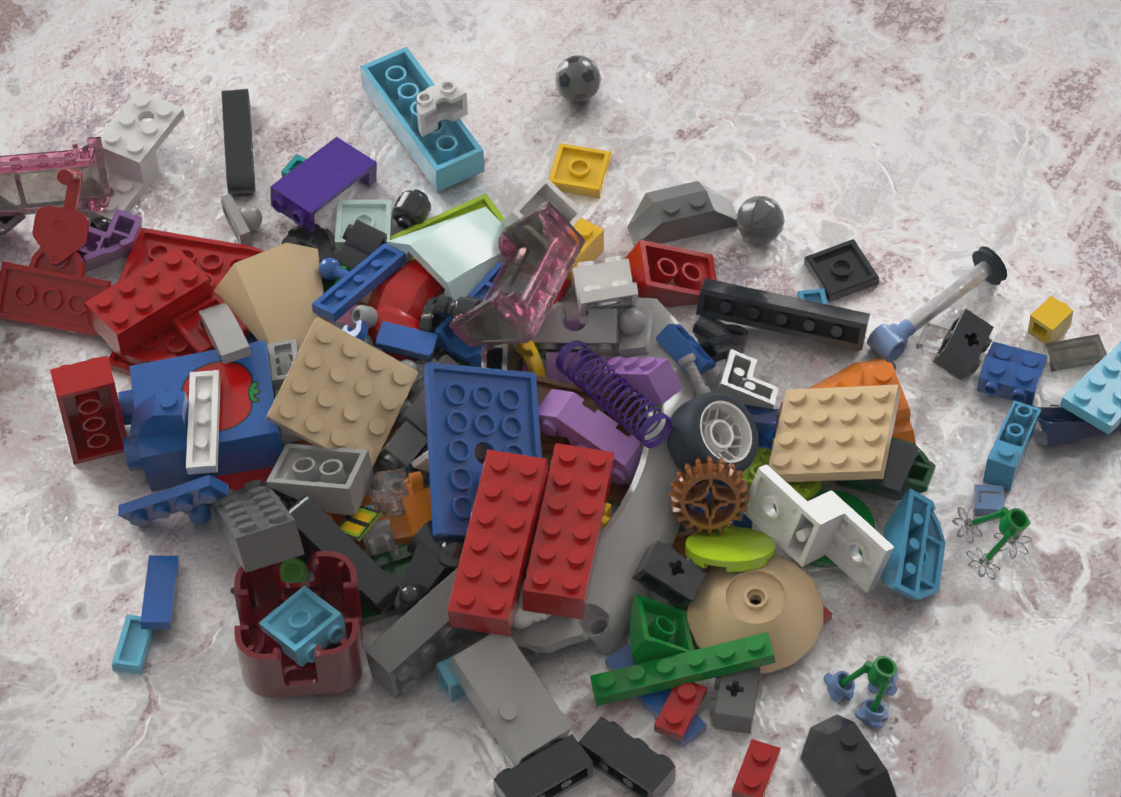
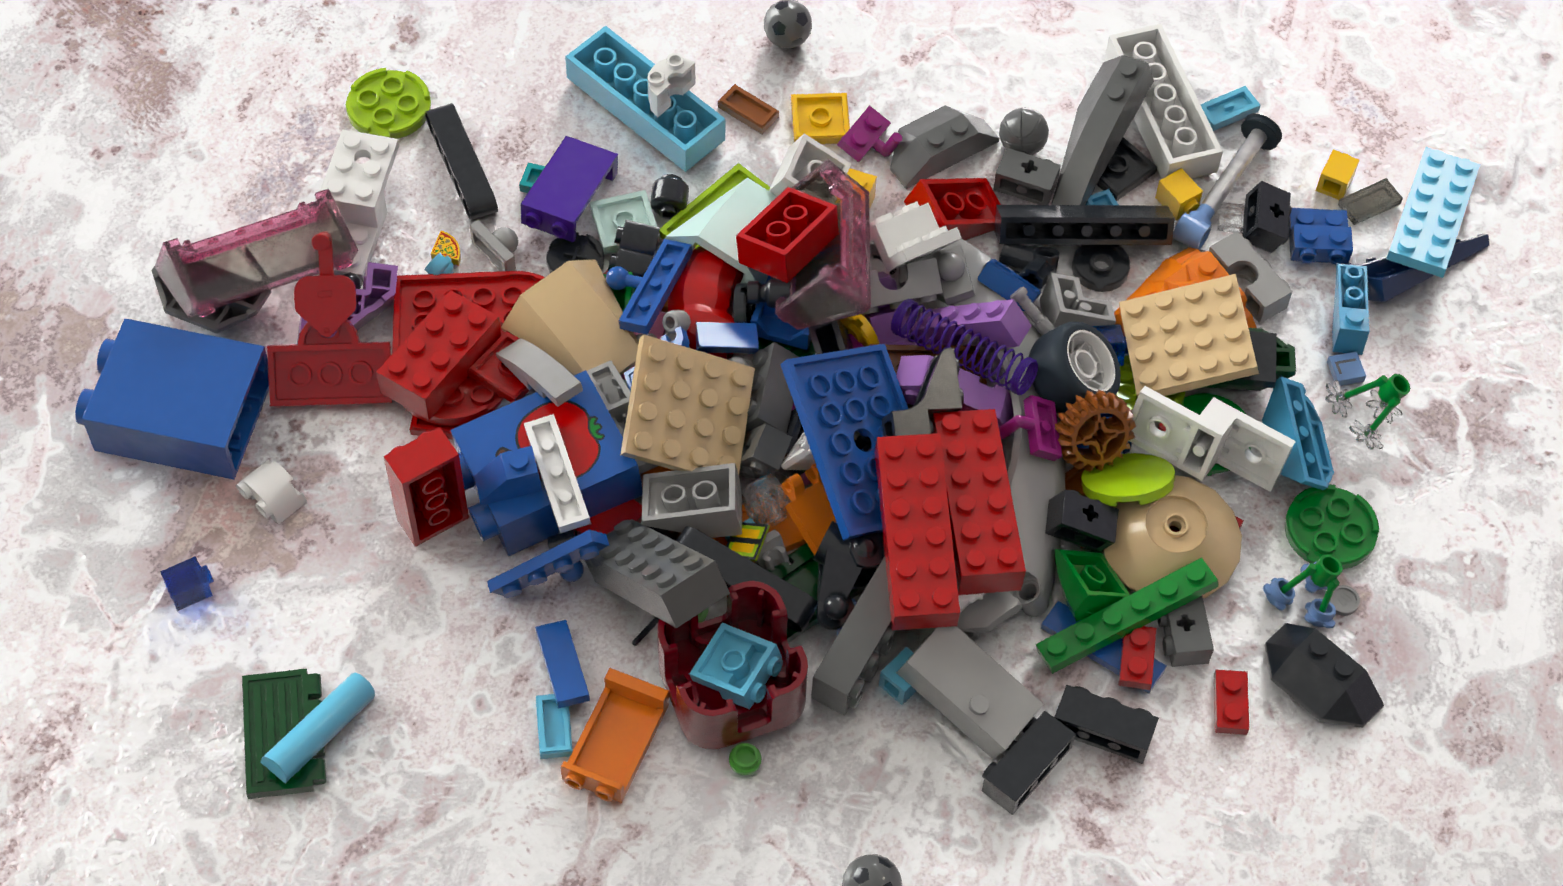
camera: 20 degrees left, 5 degrees up
(183, 666) = (616, 736): none -> orange panel
(184, 226) = (440, 265): none -> medium azure plate
(195, 78) = (388, 103): none -> lime tile
(197, 215) = (446, 246): none -> tile
(290, 712) = (745, 759): none -> bright green plate
(489, 260) = (787, 234): none -> red brick
(516, 148) = (748, 109): none -> dark orange tile
(565, 428) = (937, 394): none -> arch
(615, 192) = (866, 134): none -> magenta plate
(657, 480) = (1040, 424): none -> magenta plate
(749, 261) = (1026, 177): none -> dark grey brick
(786, 368) = (1097, 278): none -> black tile
(833, 229) = (1100, 126): none -> dark grey wedge
(888, 304) = (1179, 193): none -> yellow brick
(901, 707) = (1345, 600): none -> light grey piece
(904, 221) = (1170, 113): none -> white brick
(917, 638) = (1331, 524): none -> green tile
(920, 376) = (1267, 291): none -> light grey arch
(968, 238) = (1230, 107): none -> medium azure plate

